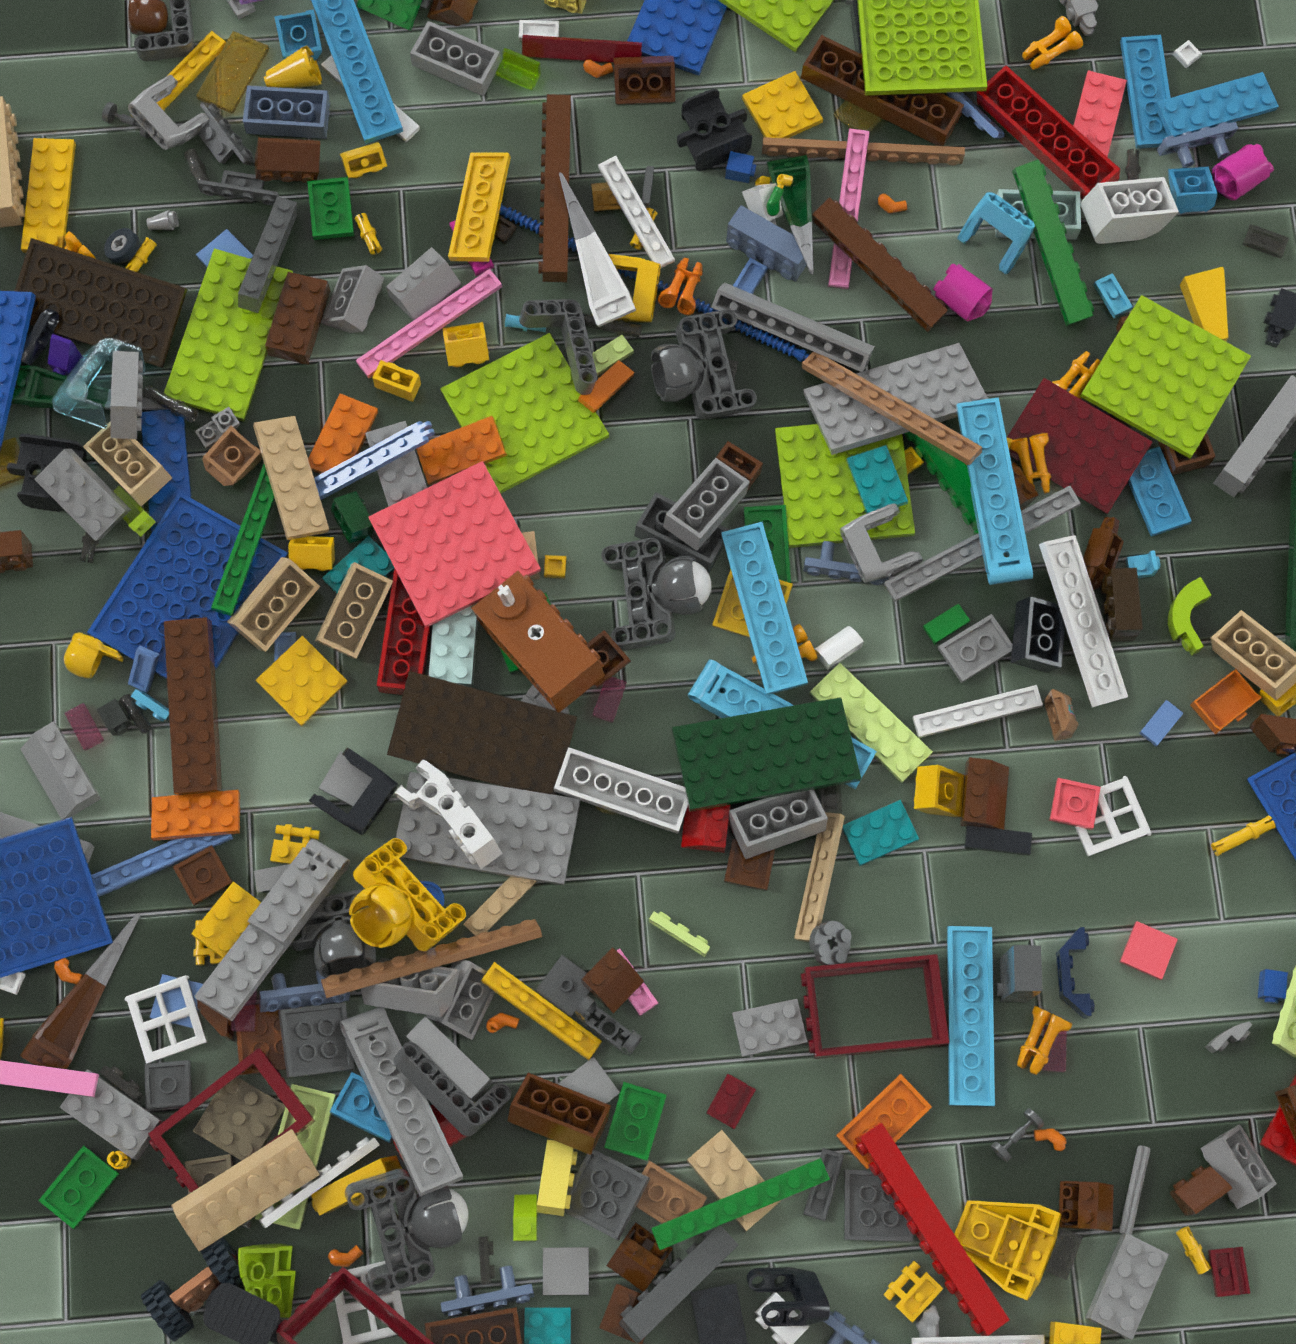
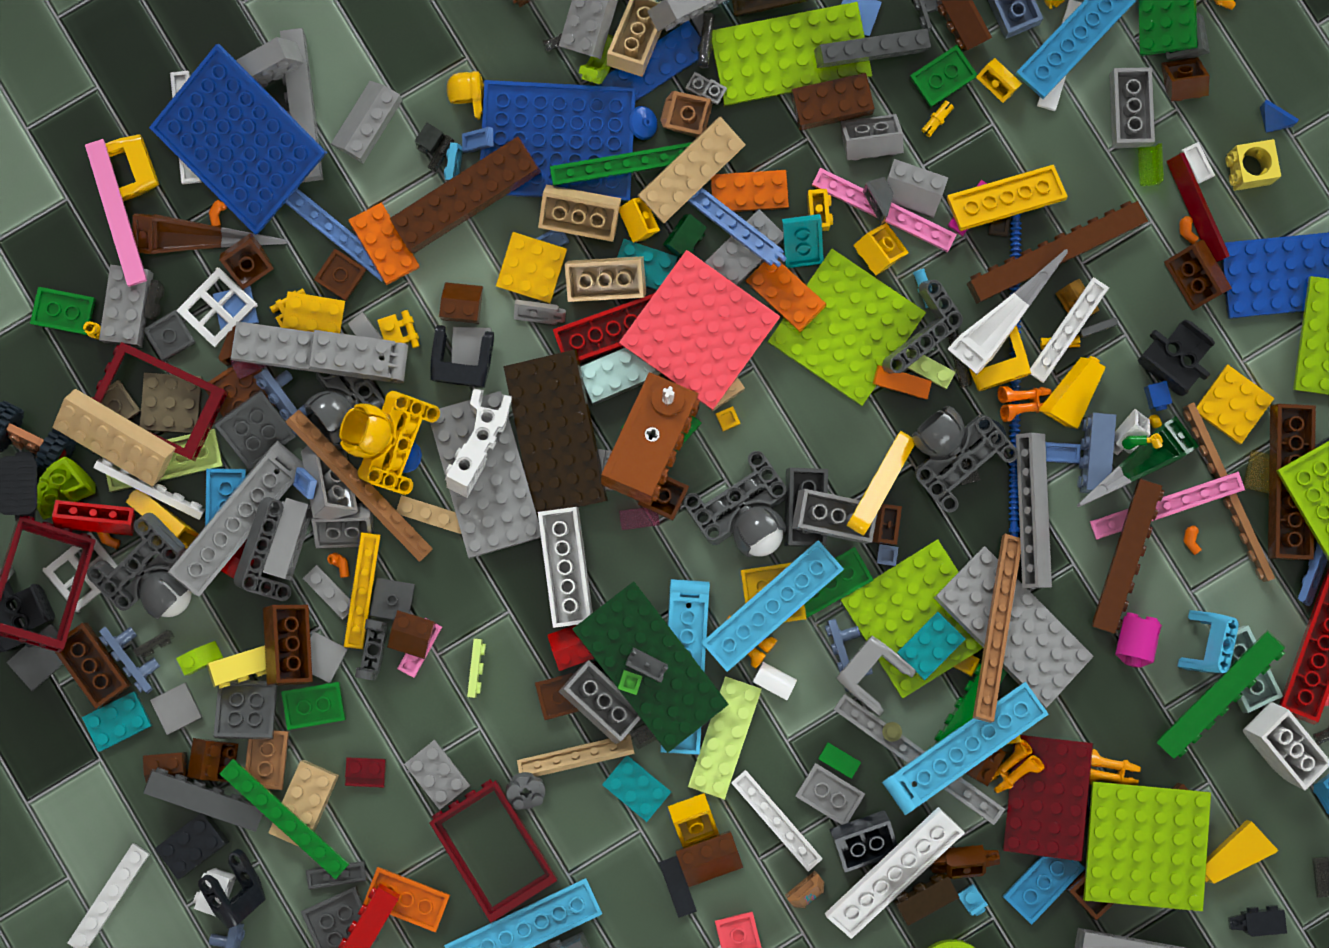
camera: 65 degrees right, 10 degrees up
(84, 726) = (411, 119): clear pink tile -> none
(135, 963) = (246, 261): none -> reddish brown slope
(217, 503) = (643, 122): none -> blue piece
(300, 767) = (461, 303): none -> reddish brown slope
(318, 1256) = (94, 517): none -> red brick
(350, 695) = (538, 312): none -> light grey hinge
(400, 1010) = (305, 483): none -> medium blue tile
(418, 317) = (879, 197): none -> dark grey slope
(418, 403) = (803, 240): none -> teal plate
(524, 1048) = (328, 591): none -> light grey plate
(696, 445) = (881, 483): none -> yellow beam
(699, 238) = (1074, 393): none -> yellow slope
(764, 753) = (646, 665): none -> dark grey hinge
(767, 481) = (887, 555): none -> sand blue plate
(773, 777) = (629, 682): none -> bright green plate
(944, 553) = (892, 731): none -> olive plate
(1113, 295) = (1204, 767): medium azure plate -> none

